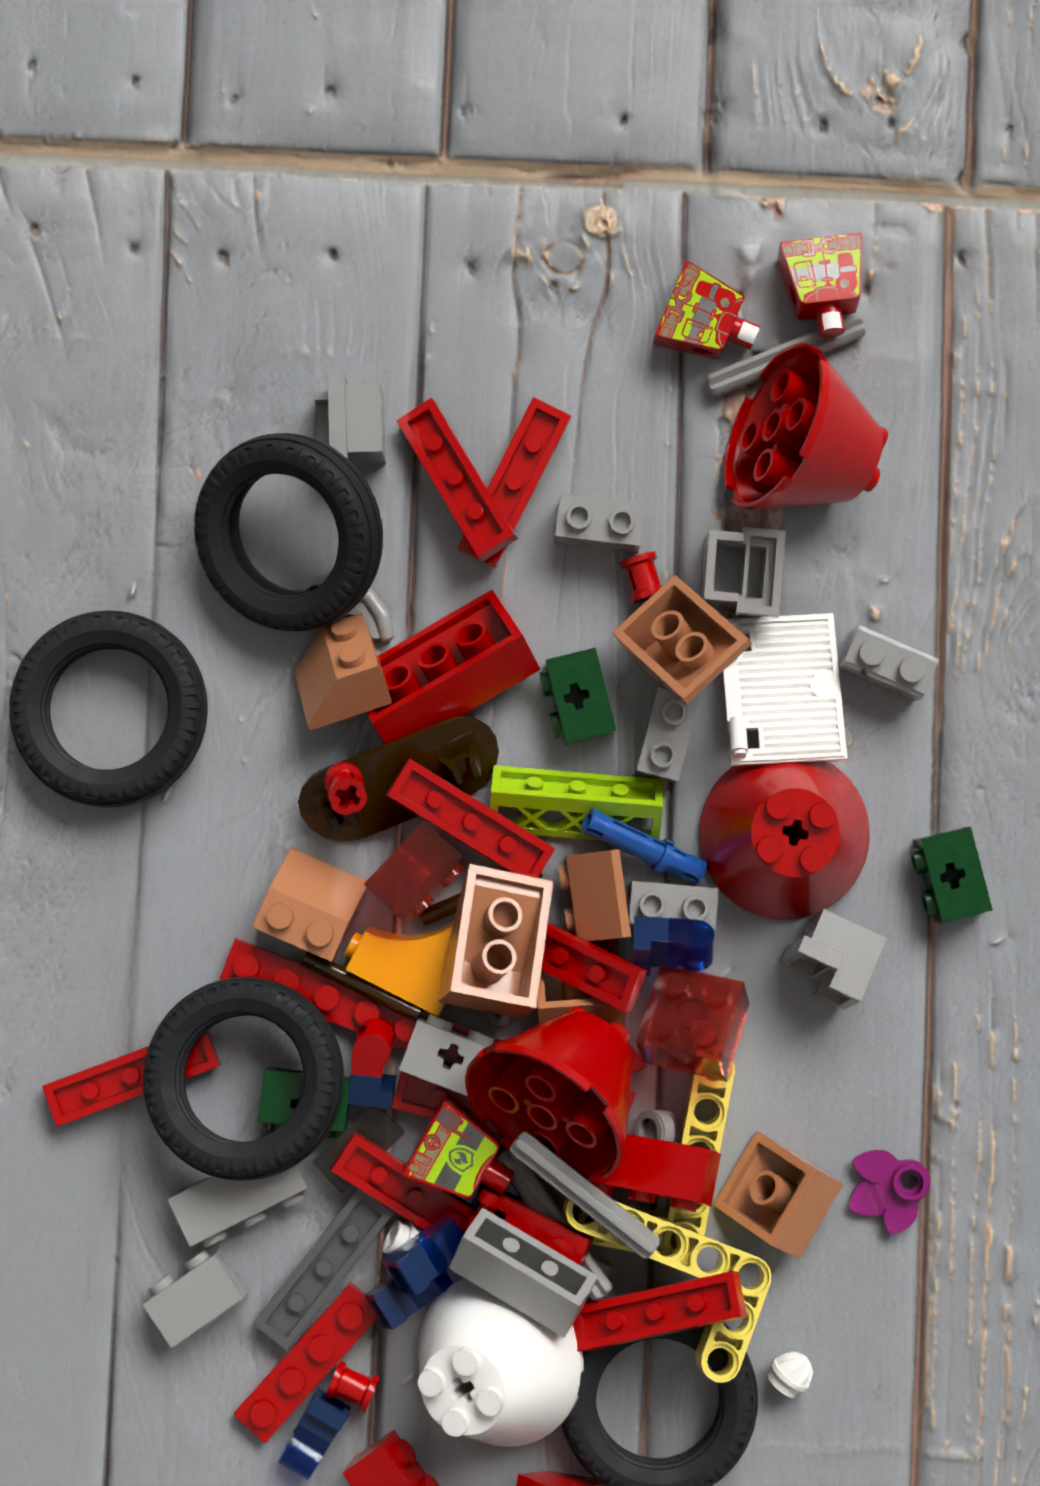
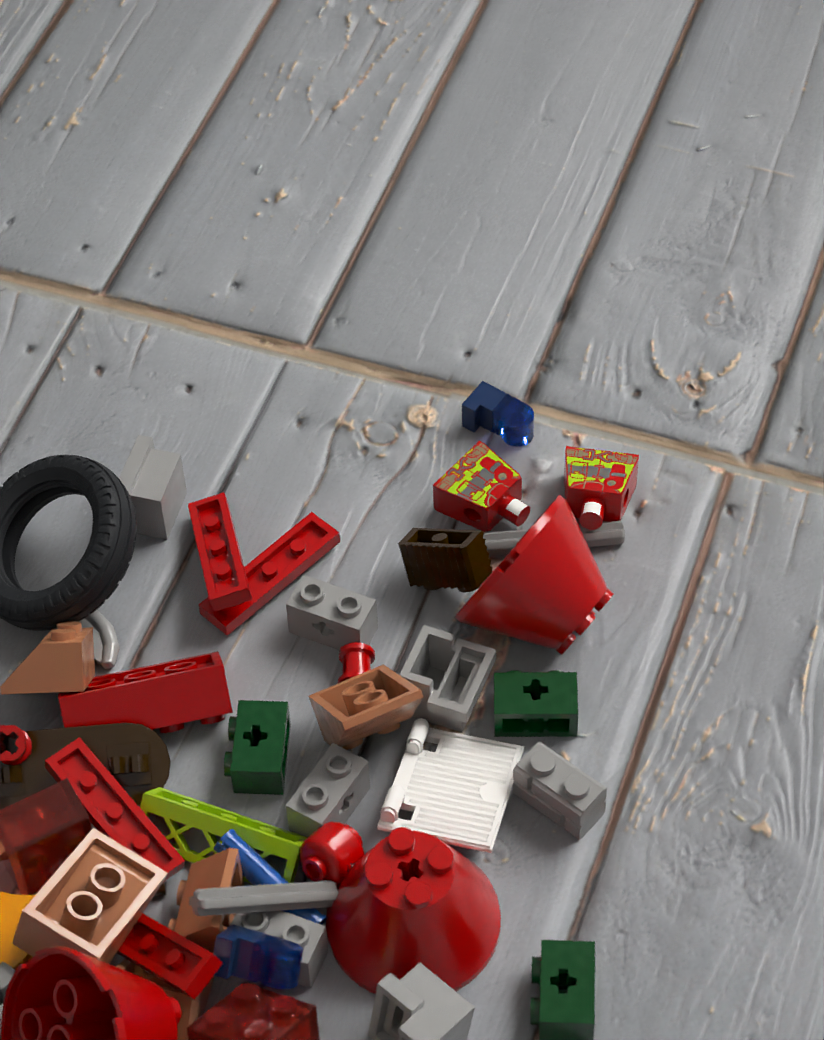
camera: 20 degrees right, 35 degrees down
(658, 887) = (263, 898): none -> light grey axle
(691, 205) = (499, 414): none -> leg
(693, 801) = (330, 852): none -> red head
(697, 426) = (445, 558): none -> dark brown brick
(860, 568) = (535, 704): none -> dark green brick

